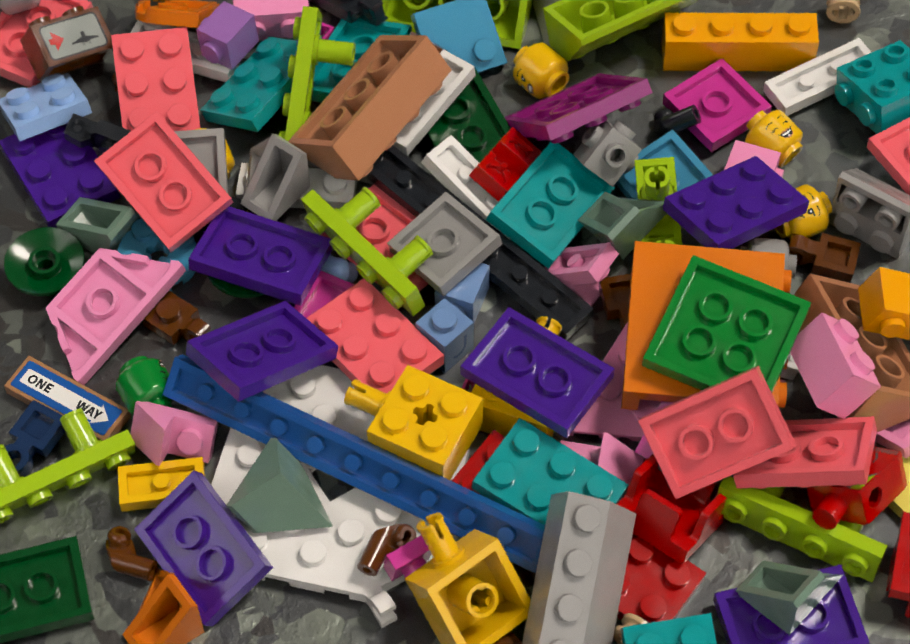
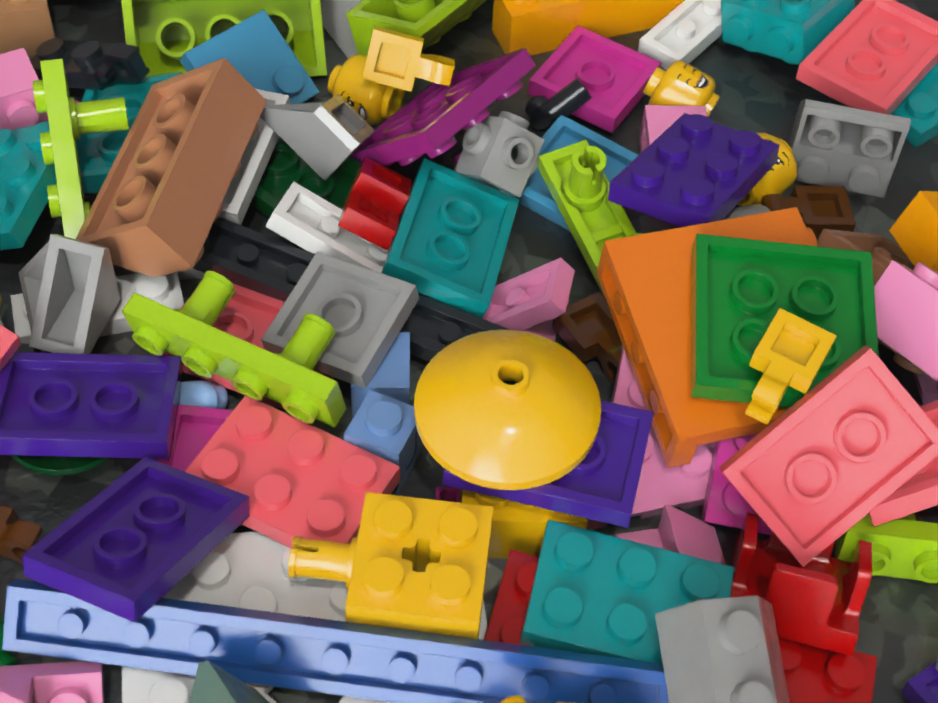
camera: 25 degrees left, 5 degrees down
(488, 98) = (319, 131): none -> light grey slope
(515, 355) = (502, 431): none -> yellow dish
(562, 60) = (397, 59): none -> yellow plate
(622, 220) = (554, 229): sand green slope -> none
(706, 357) = (787, 356): none -> yellow plate

